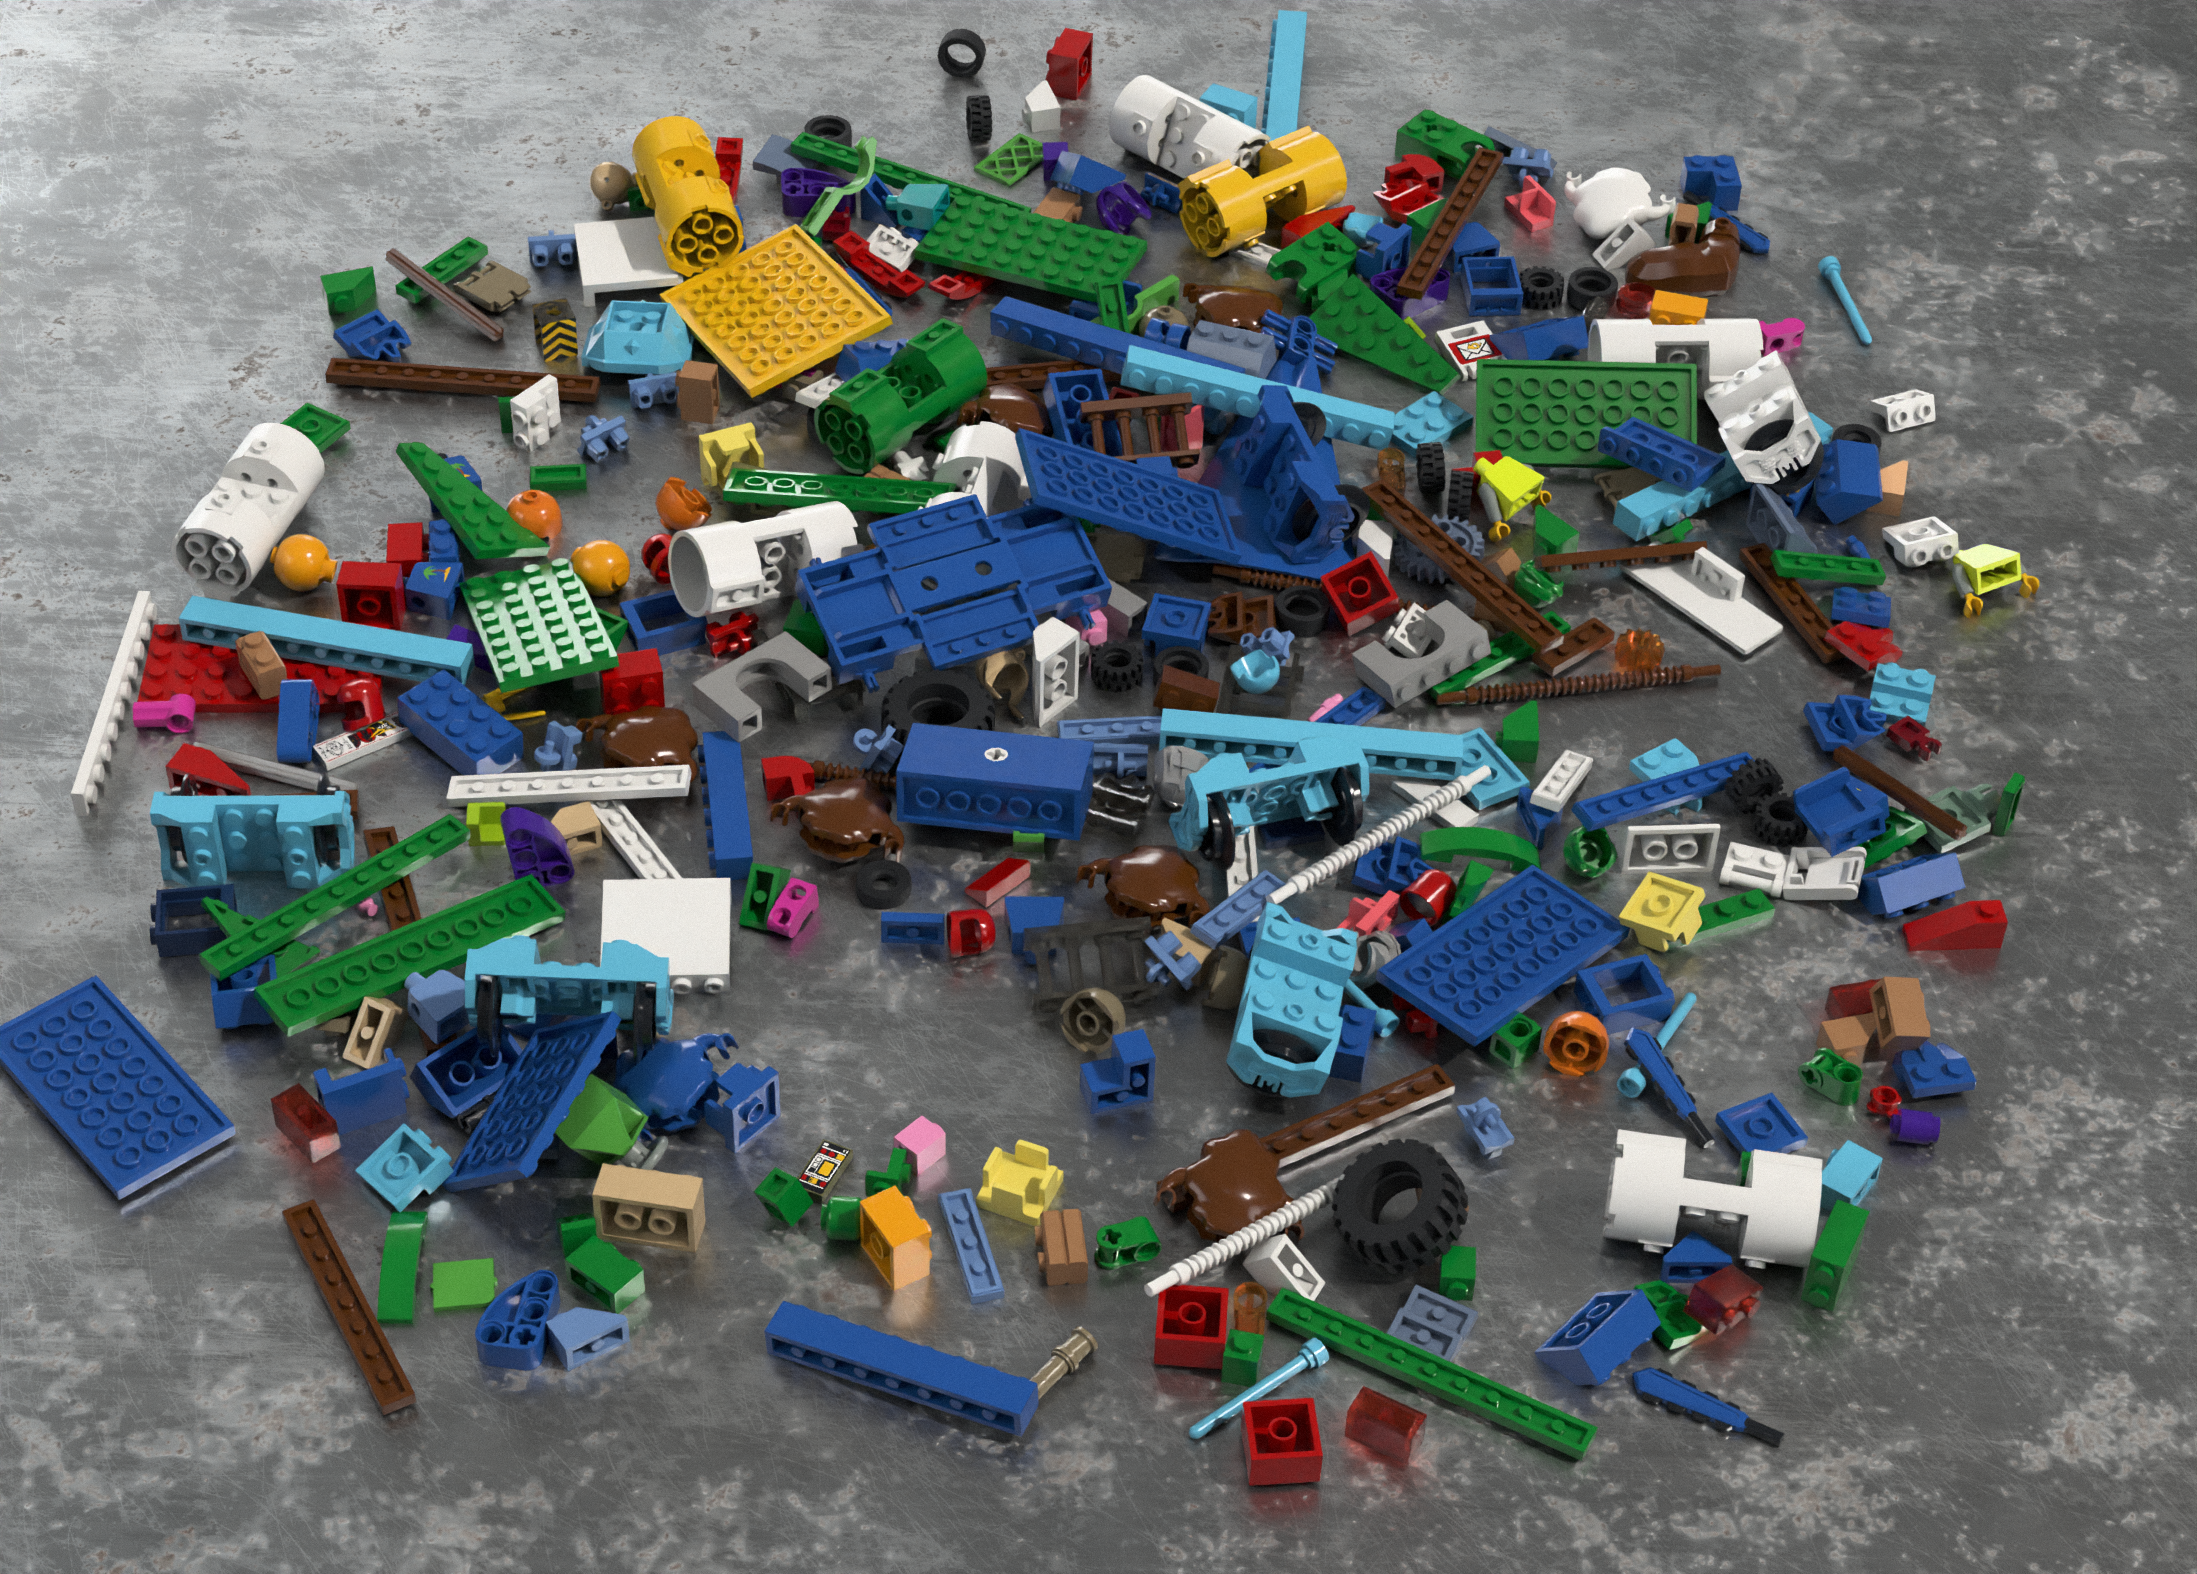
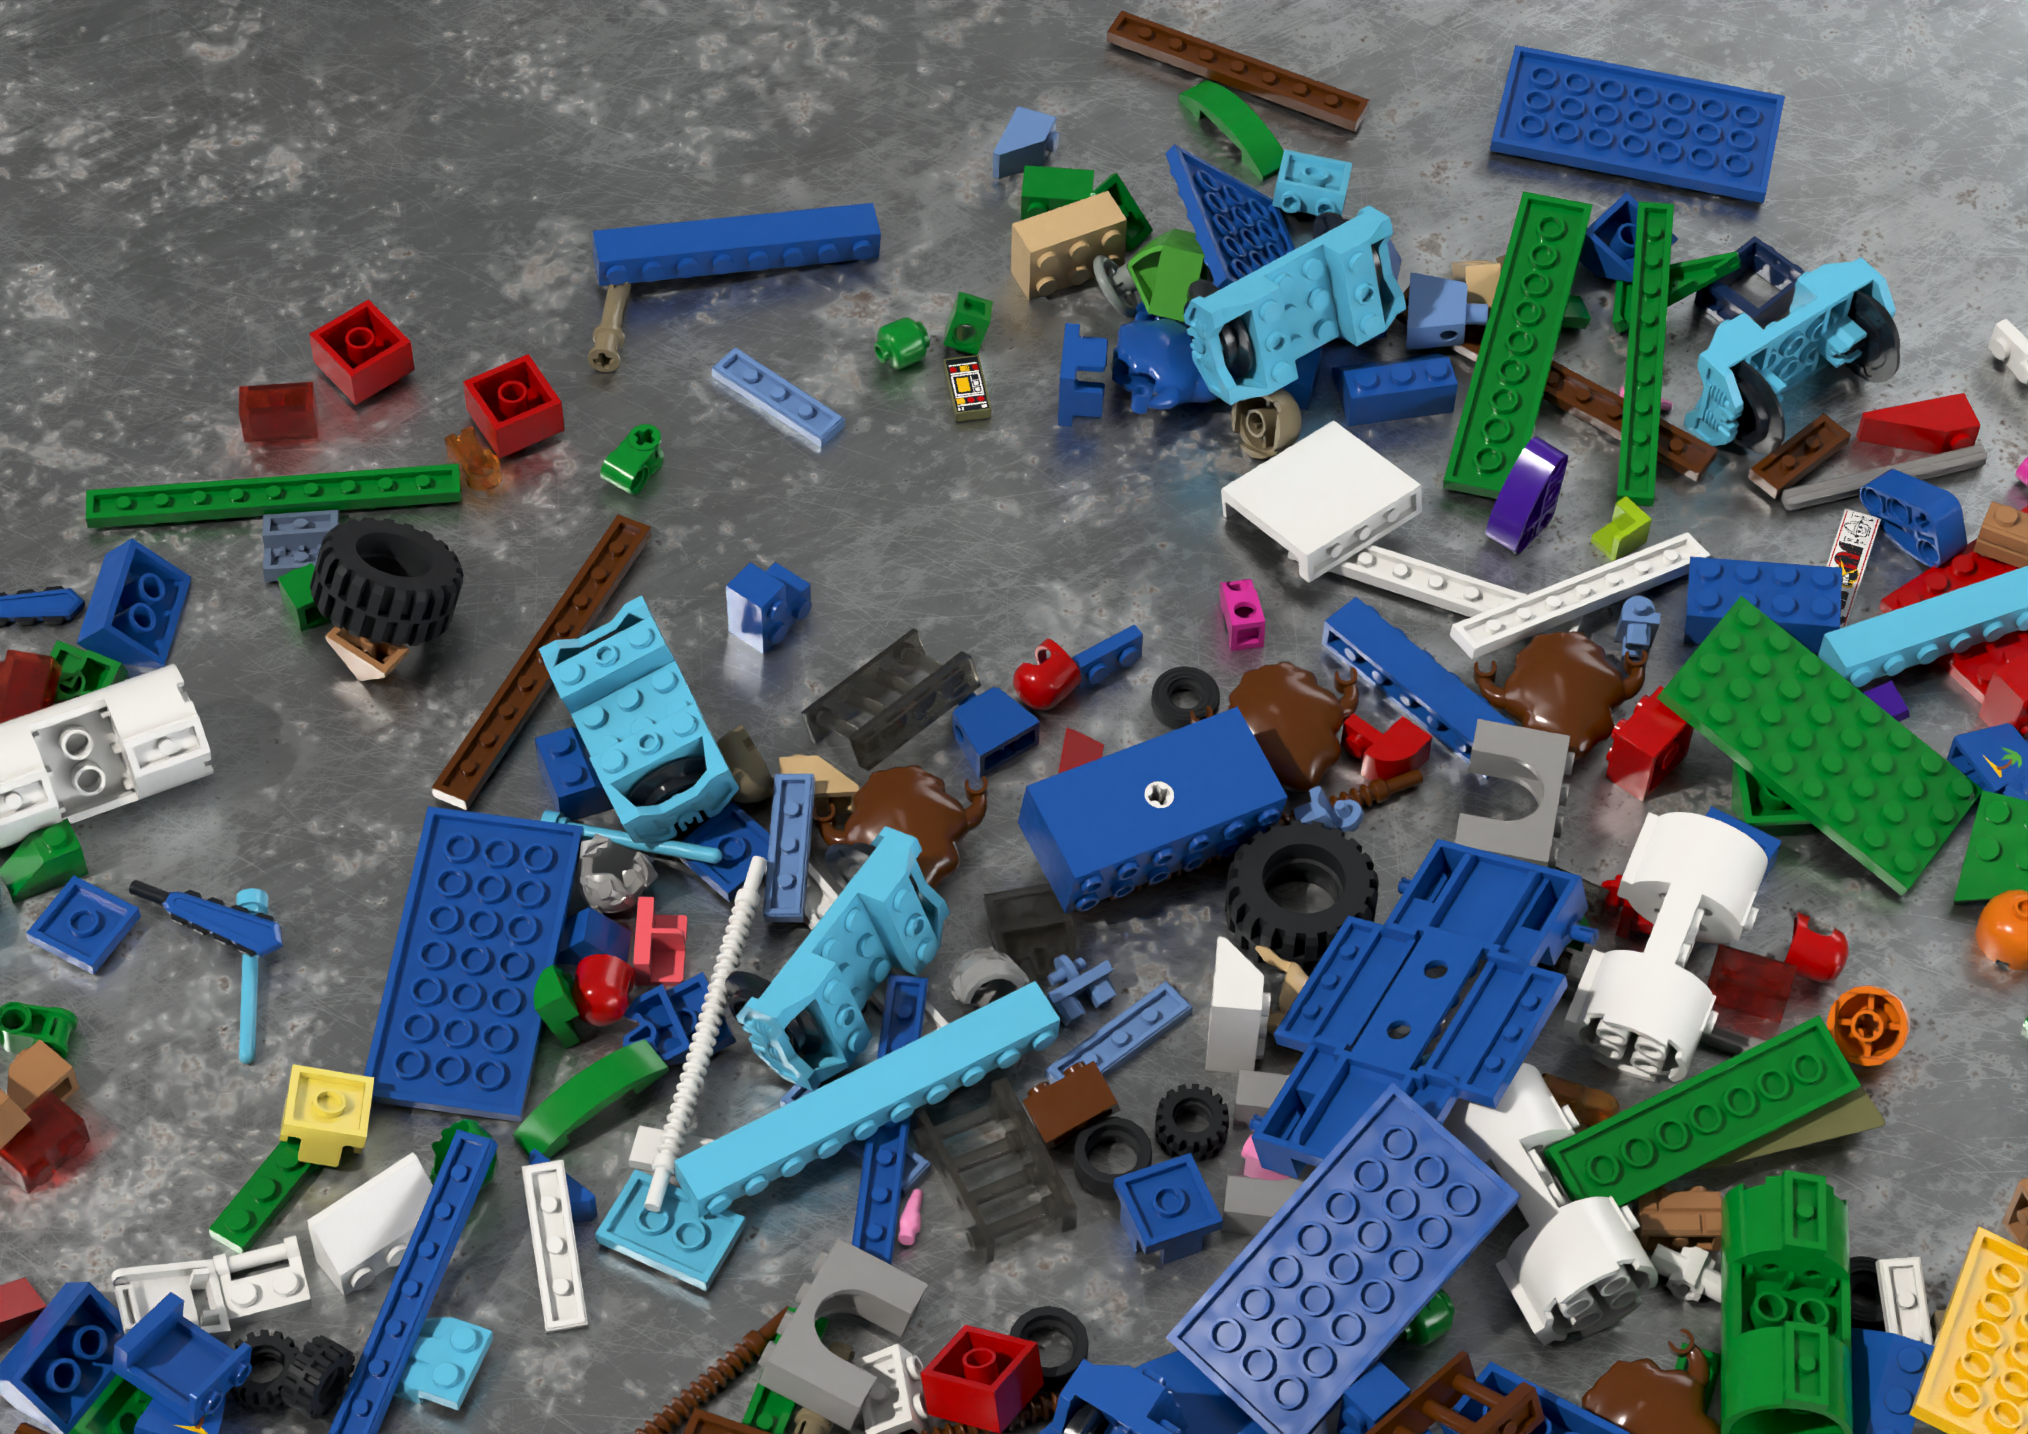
camera: 145 degrees right, 10 degrees up
(305, 1123) = (1432, 166): clear red brick -> none
(361, 702) = (1882, 569): red helmet -> none
(364, 1096) = (1420, 189): blue panel -> none
(463, 1284) = (1162, 135): bright green piece -> none
(514, 1324) = (1085, 122): blue beam -> none
(579, 827) = (1533, 564): tan slope -> none
(602, 567) = (1861, 889): light orange brick -> none
(723, 448) = (1902, 1107): light yellow panel -> none
(762, 891) = (1286, 612): green slope -> none
(895, 1237) = (835, 333): light orange brick -> none
(897, 1173) = (893, 403): green bracket -> none
(923, 1142) = (898, 446): bright pink brick -> none
(1019, 1183) = (778, 464): light yellow panel -> none
(1063, 1247) = (689, 425): medium nougat brick -> none
(1092, 1019) = (838, 651): dark tan cylinder -> none
(1163, 949) = (810, 737): medium blue hips -> none
(1229, 1186) = (562, 533): reddish brown piece -> none
(1240, 616) = (1105, 1284): reddish brown plate -> none
(1242, 1358) = (449, 409): green brick -> none
(1247, 1237) = (454, 640): white hose -> none
(1256, 672) = (1009, 1163): medium azure hair -> none
(1270, 642) = (1032, 1241): medium blue hips -> none
(1280, 1264) = (471, 509): white slope -> none
(1312, 1355) = (395, 452): medium azure piece -> none
(1486, 1127) = (371, 755): medium blue hips -> none
(1516, 1040) = (396, 868): green brick -> none
(1520, 734) = (652, 1306): green slope -> none
(1576, 1043) = (330, 896): orange cylinder -> none
(1634, 1014) = (339, 971): blue window -> none

